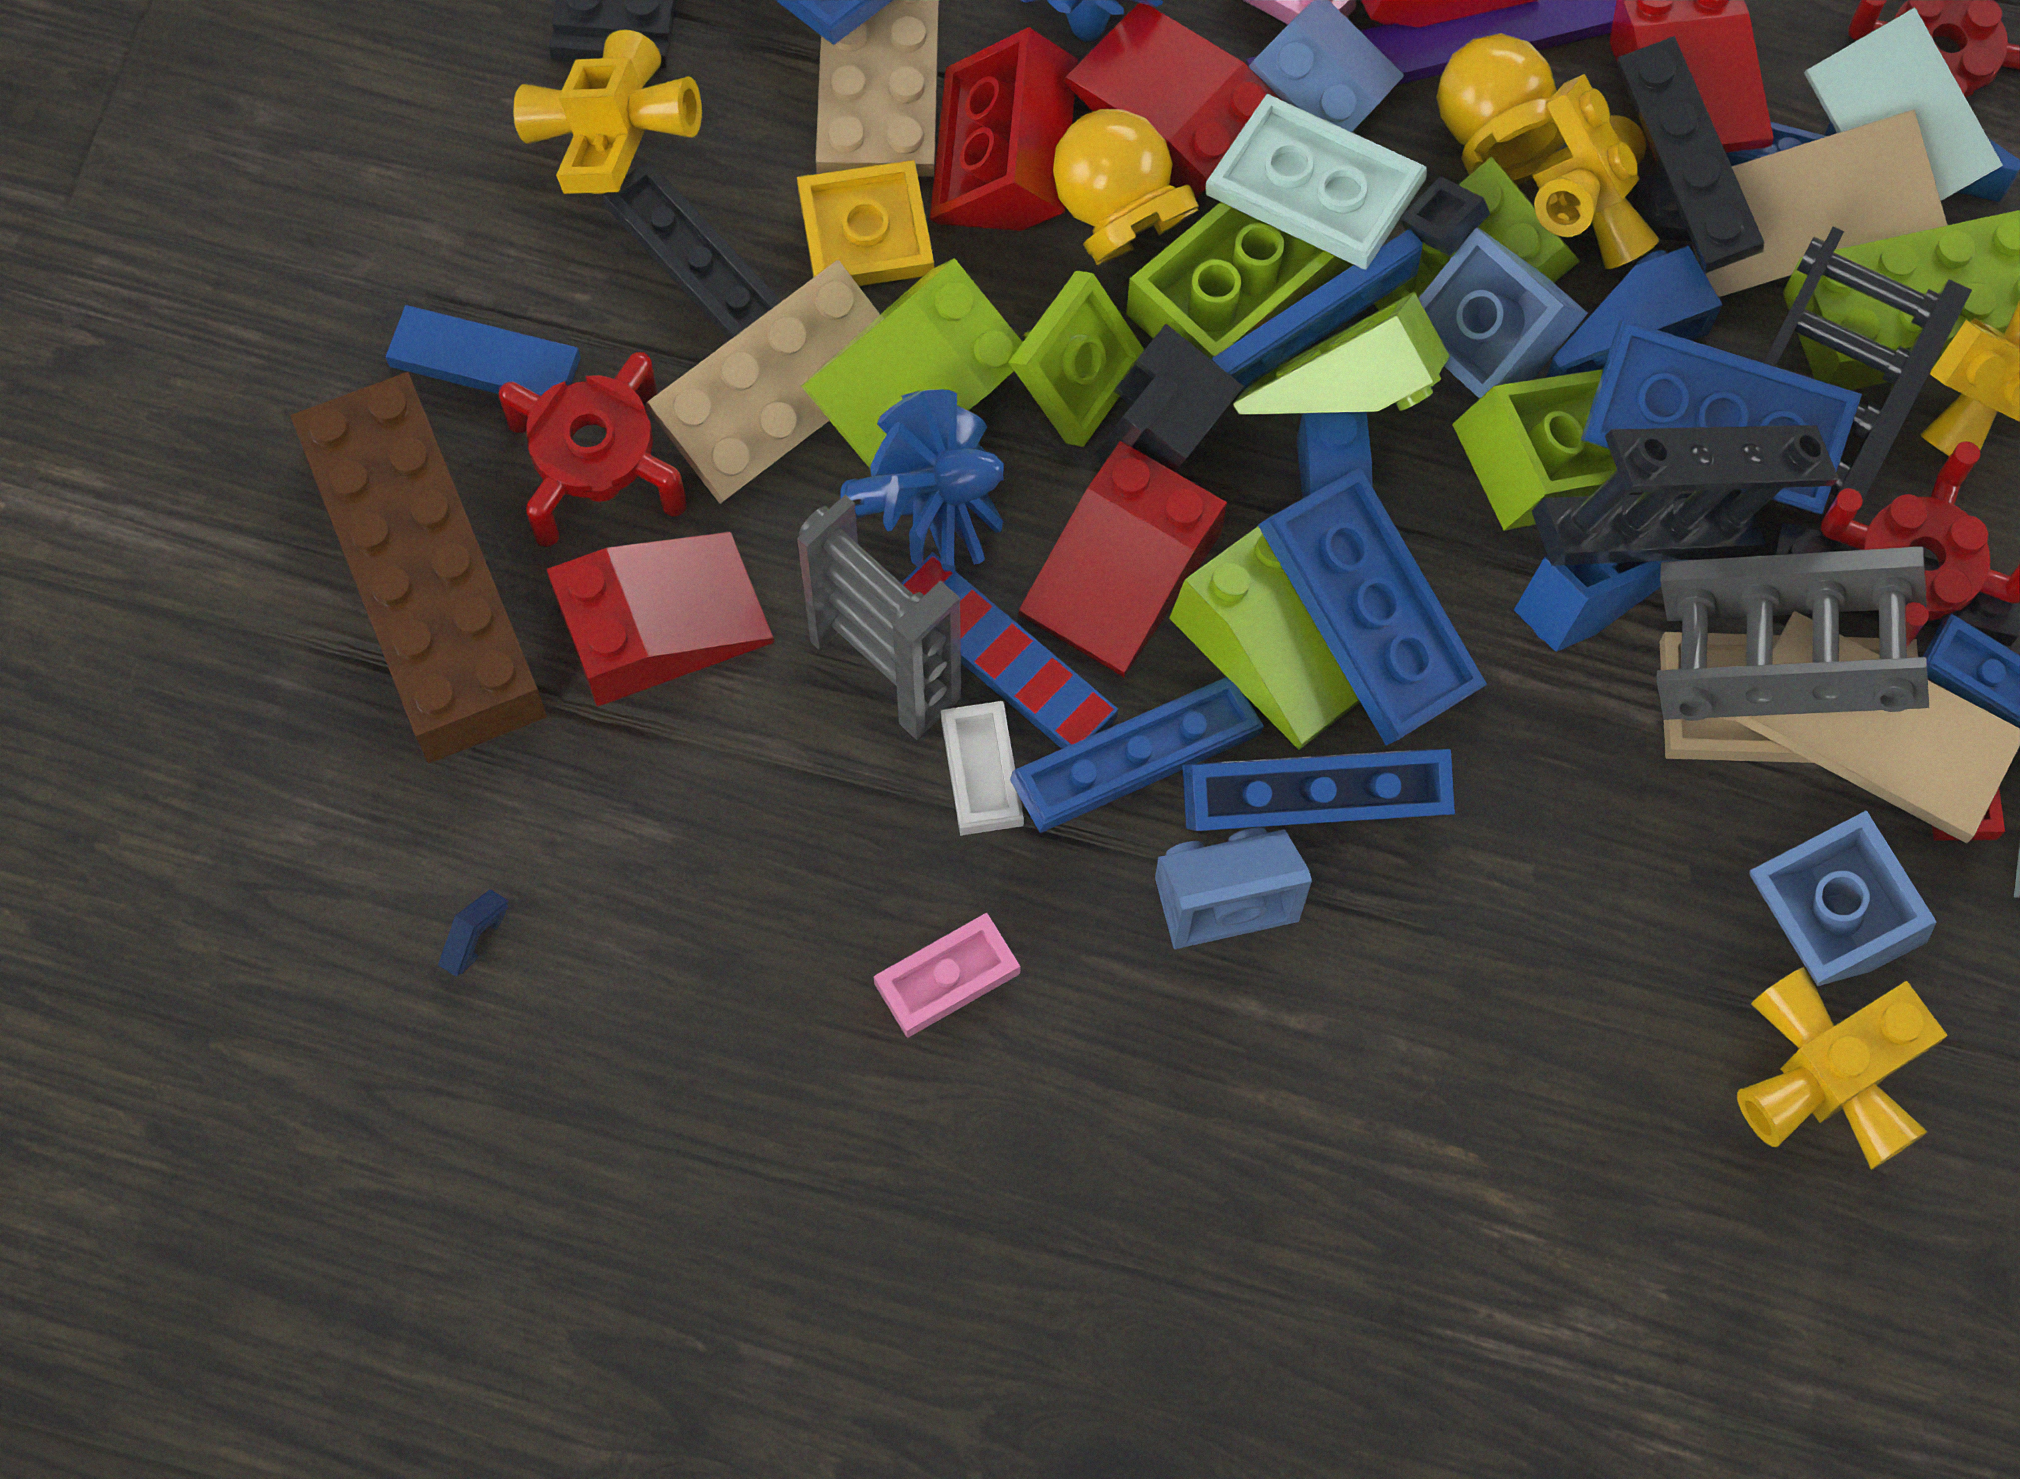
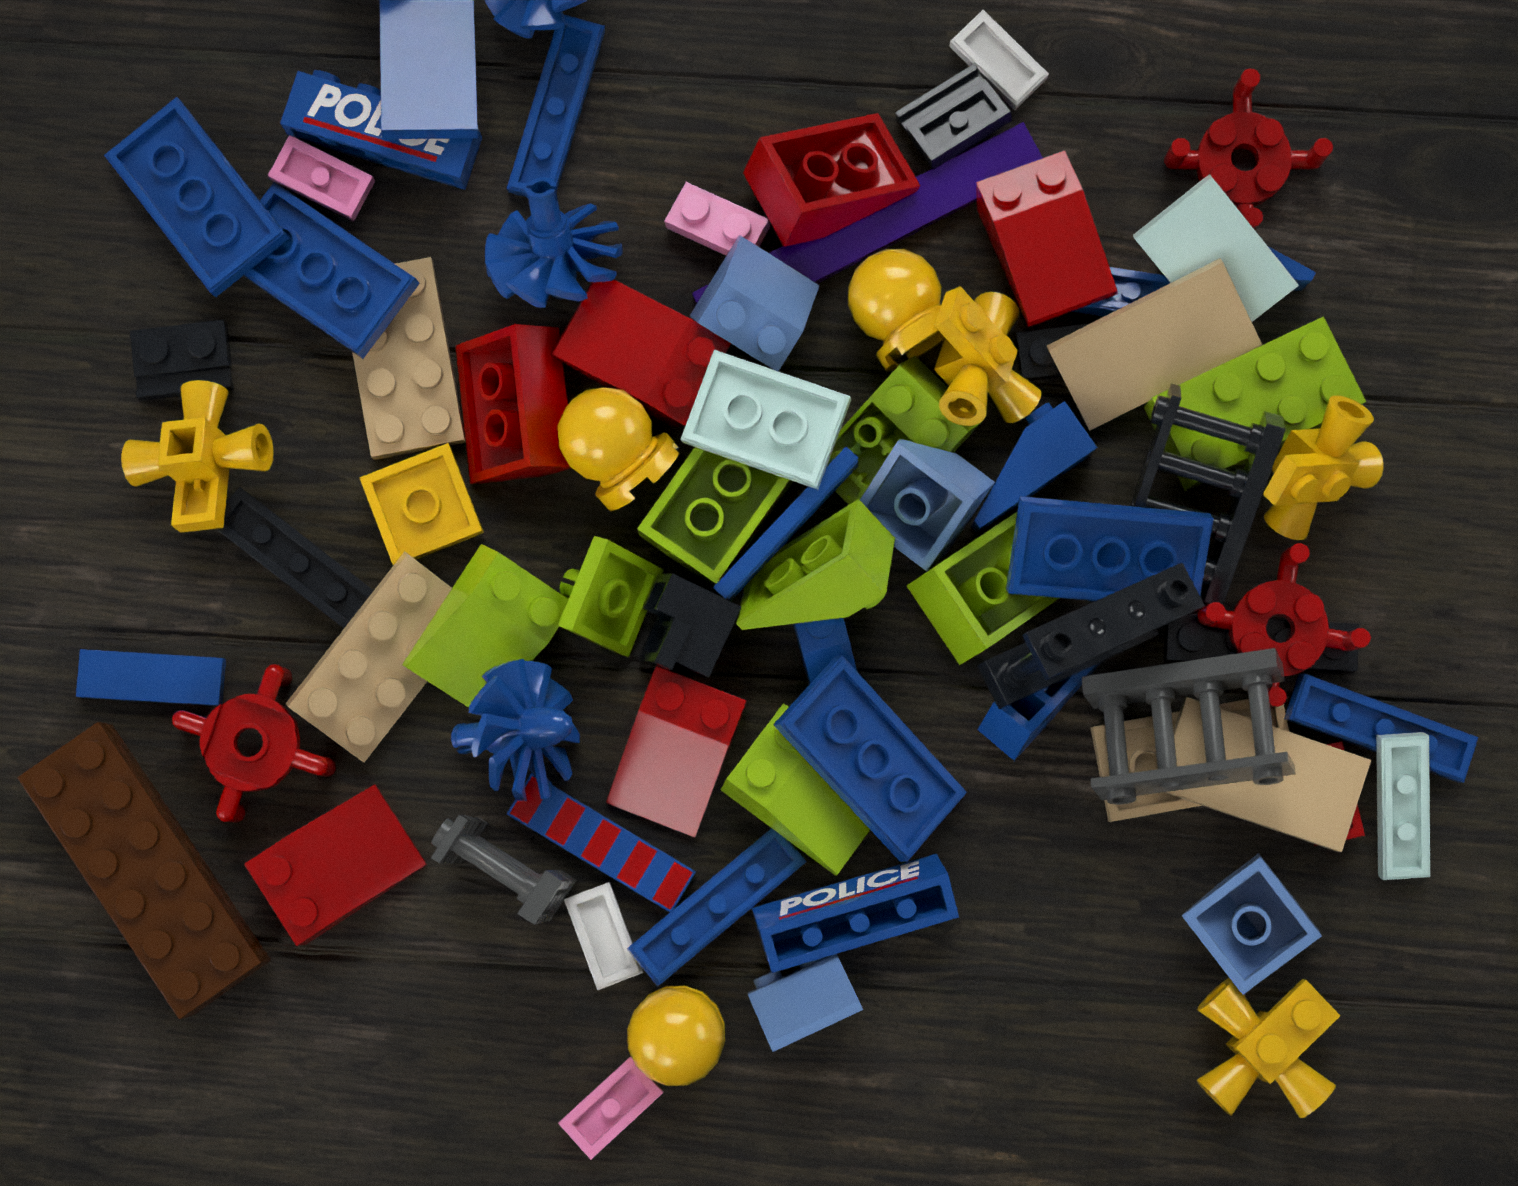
camera: 10 degrees left, 15 degrees up
(466, 929) = (256, 1145): dark blue tile -> none
(1054, 894) = (676, 1035): none -> yellow tile
(1445, 215) = (871, 432): black tile -> none
(1690, 155) = (1053, 327): black plate -> none

